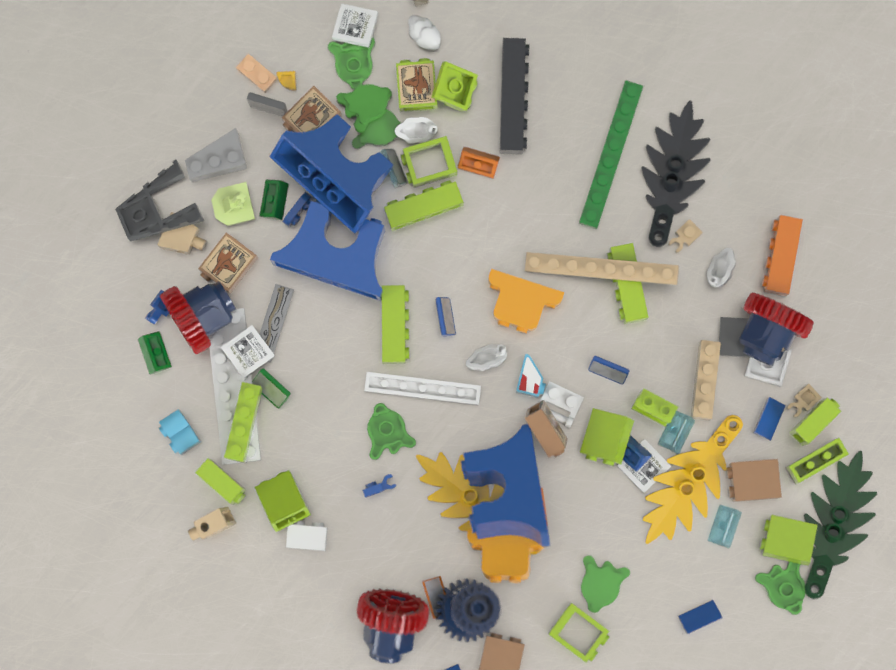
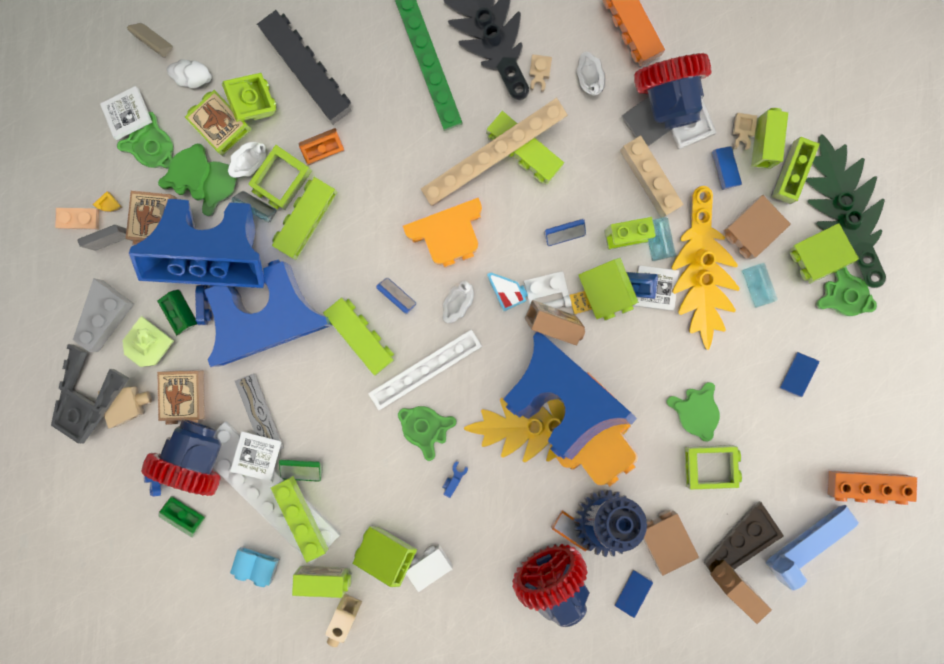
camera: 40 degrees left, 5 degrees up
(577, 431) = (580, 302): none -> yellow tile

